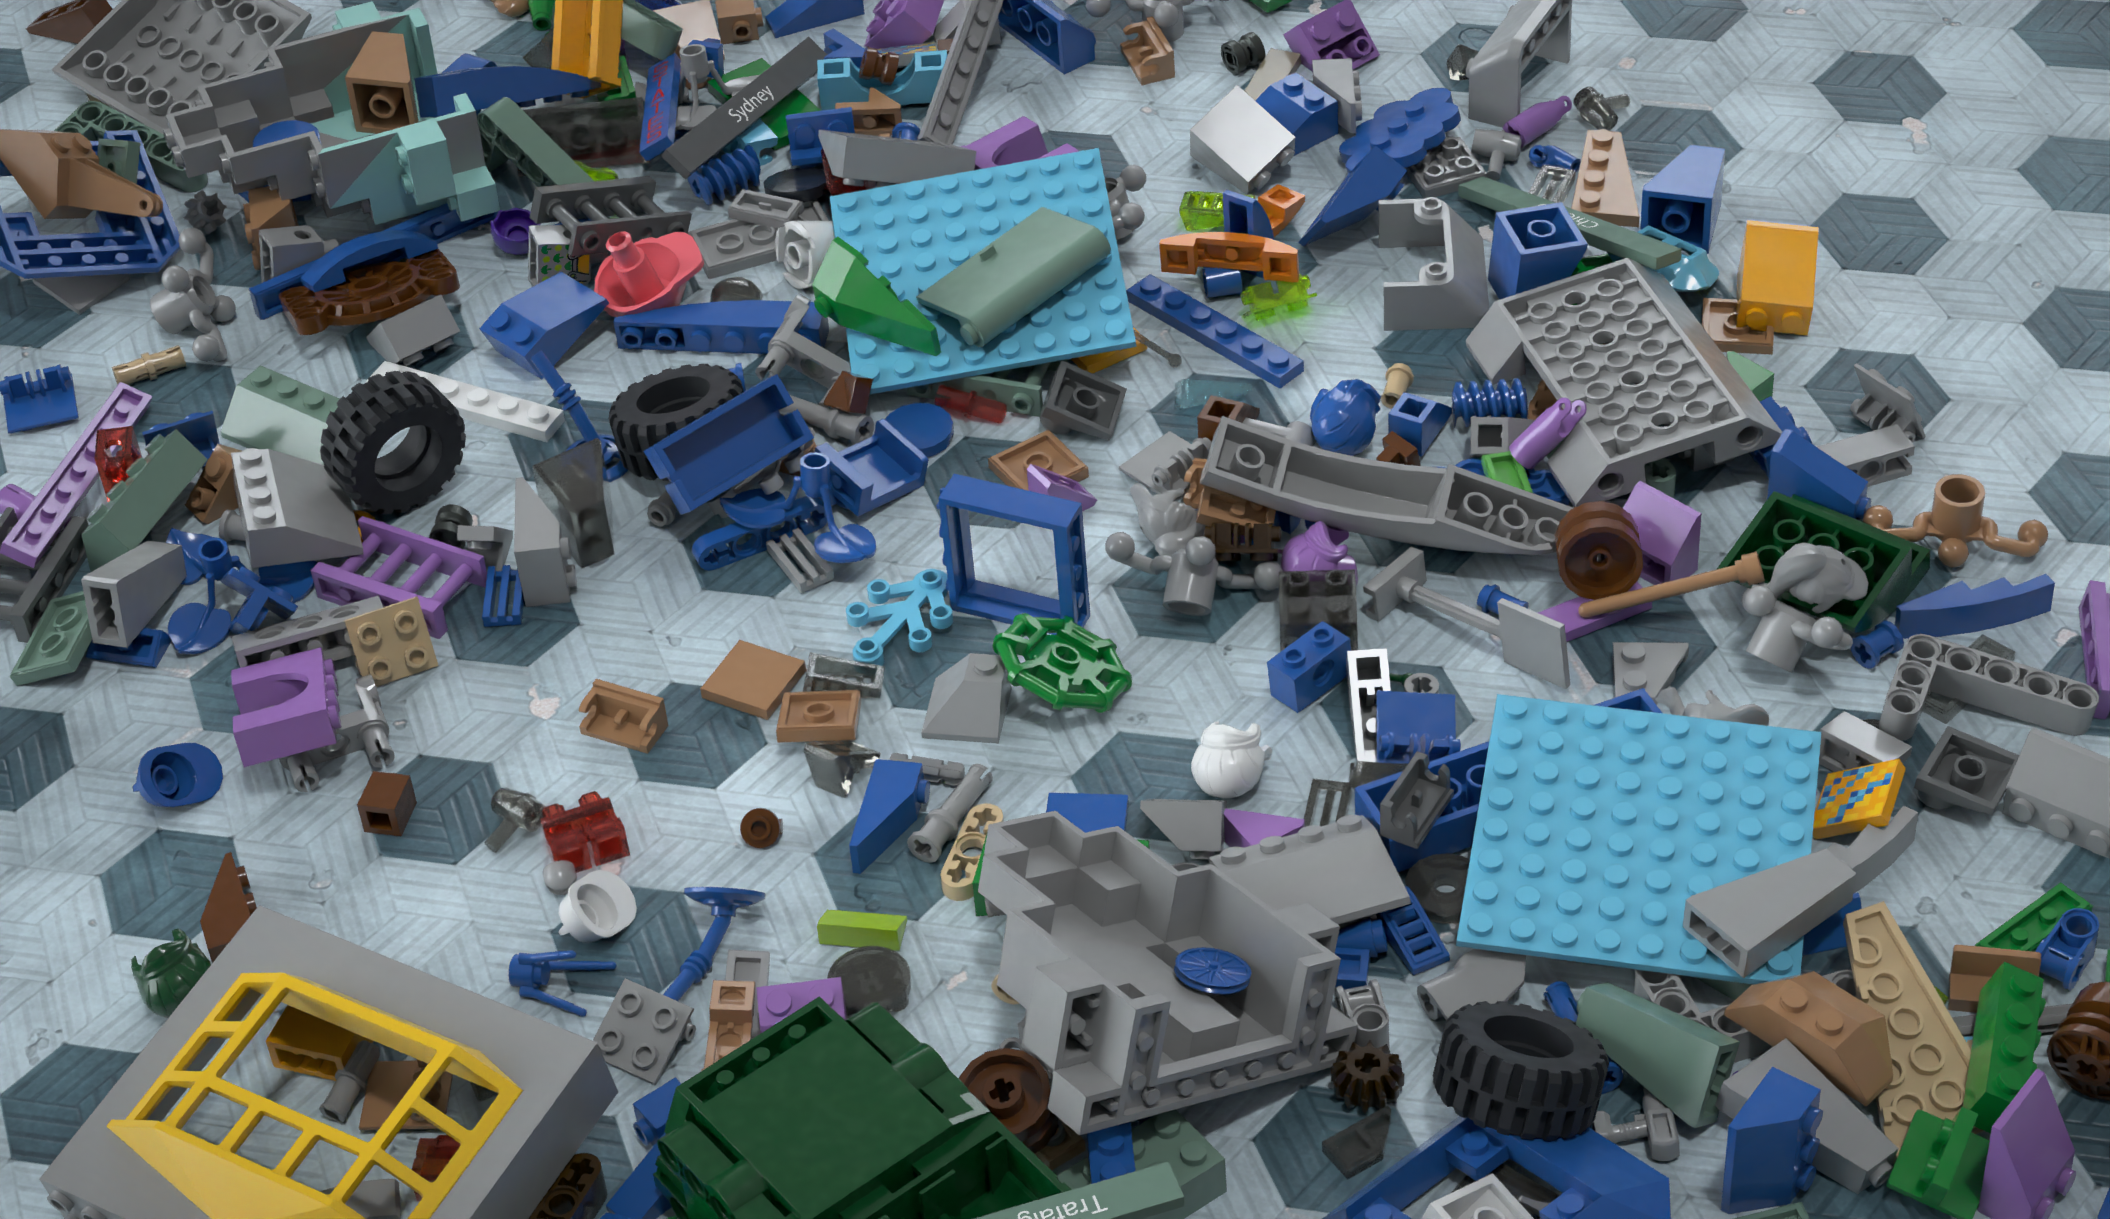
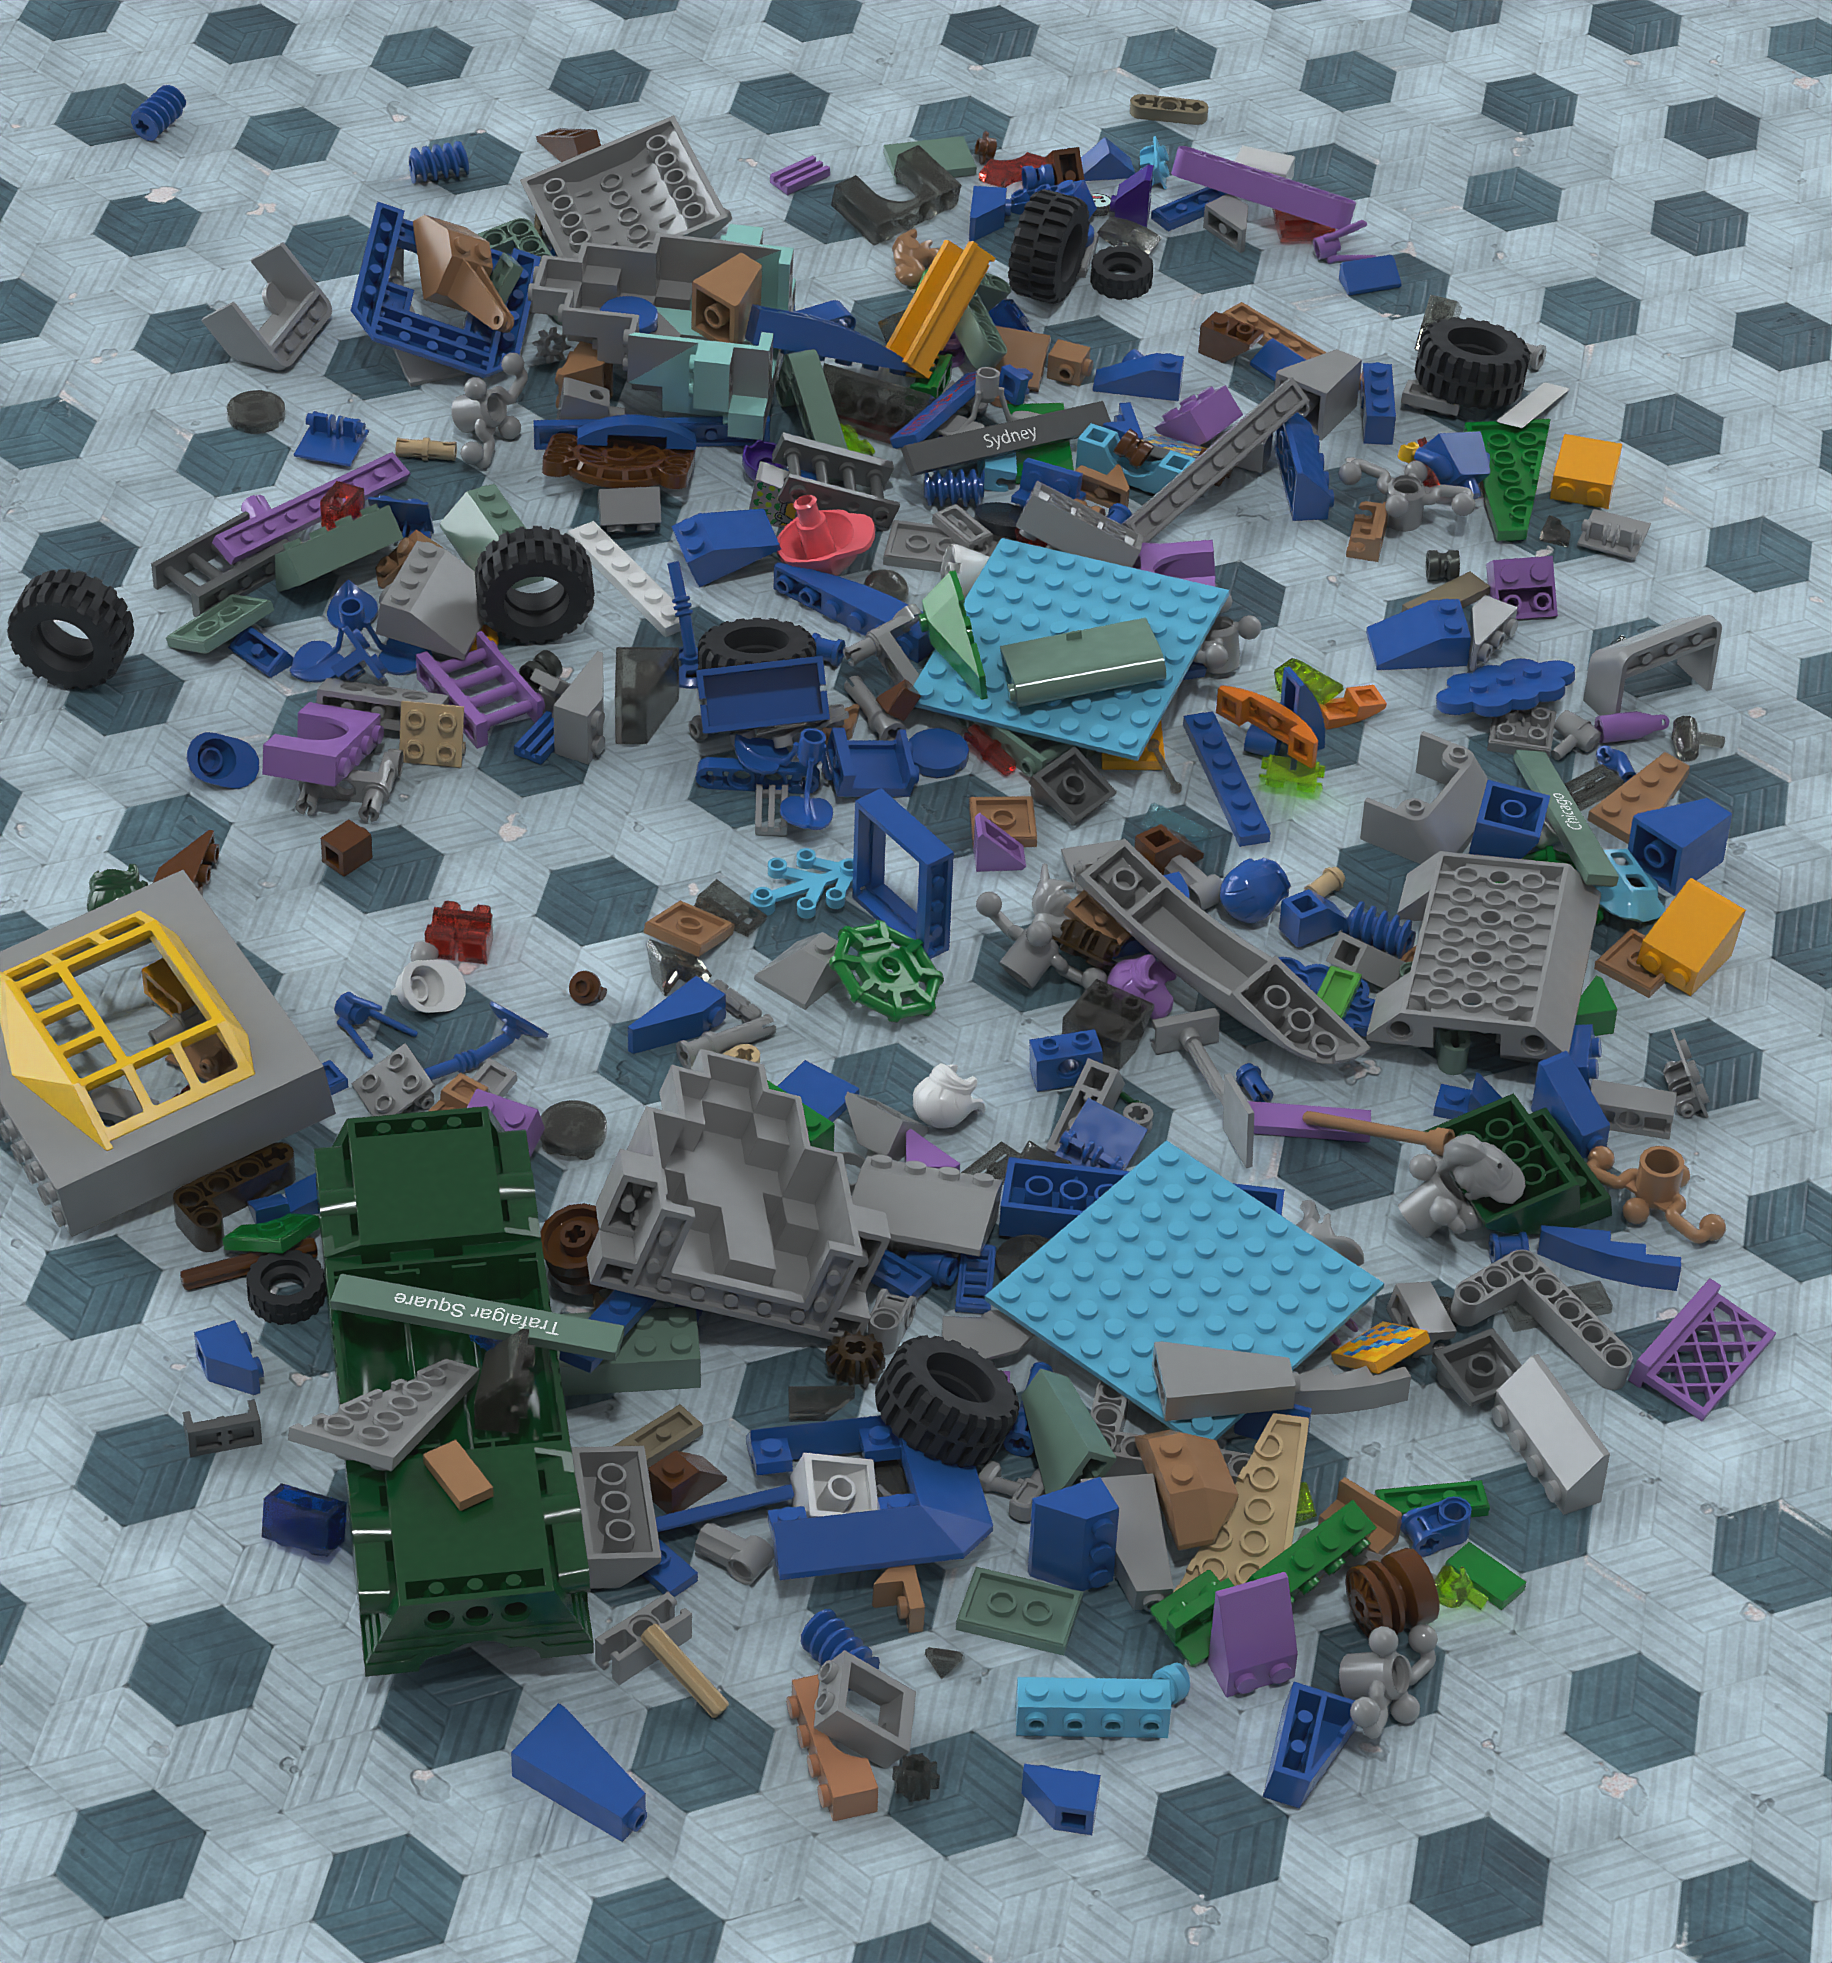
camera: 25 degrees right, 0 degrees up
(131, 591) = (282, 611): light grey slope -> none
(518, 811) = (430, 895): clear smoke piece -> none
(623, 716) = (554, 863): medium nougat hinge -> none
(753, 679) = (666, 880): medium nougat tile -> none
(861, 929) = (599, 1091): lime slope -> none
(1212, 970) = (790, 1228): blue wheel -> none
(1241, 141) = (1366, 635): slope -> none
(1370, 180) = (1432, 712): blue slope -> none
(1398, 451) = (1271, 938): reddish brown tile -> none
(1415, 802) = (1035, 1184): dark grey hinge -> none
(1546, 432) = (1382, 969): medium lavender piece -> none
(1598, 550) = (1344, 1075): reddish brown wheel -> none
(1646, 666) = (1319, 1181): light grey wing -> none
(1666, 533) = (1407, 1087): medium lavender slope -> none
(1721, 523) = (1456, 1101): none -> blue slope

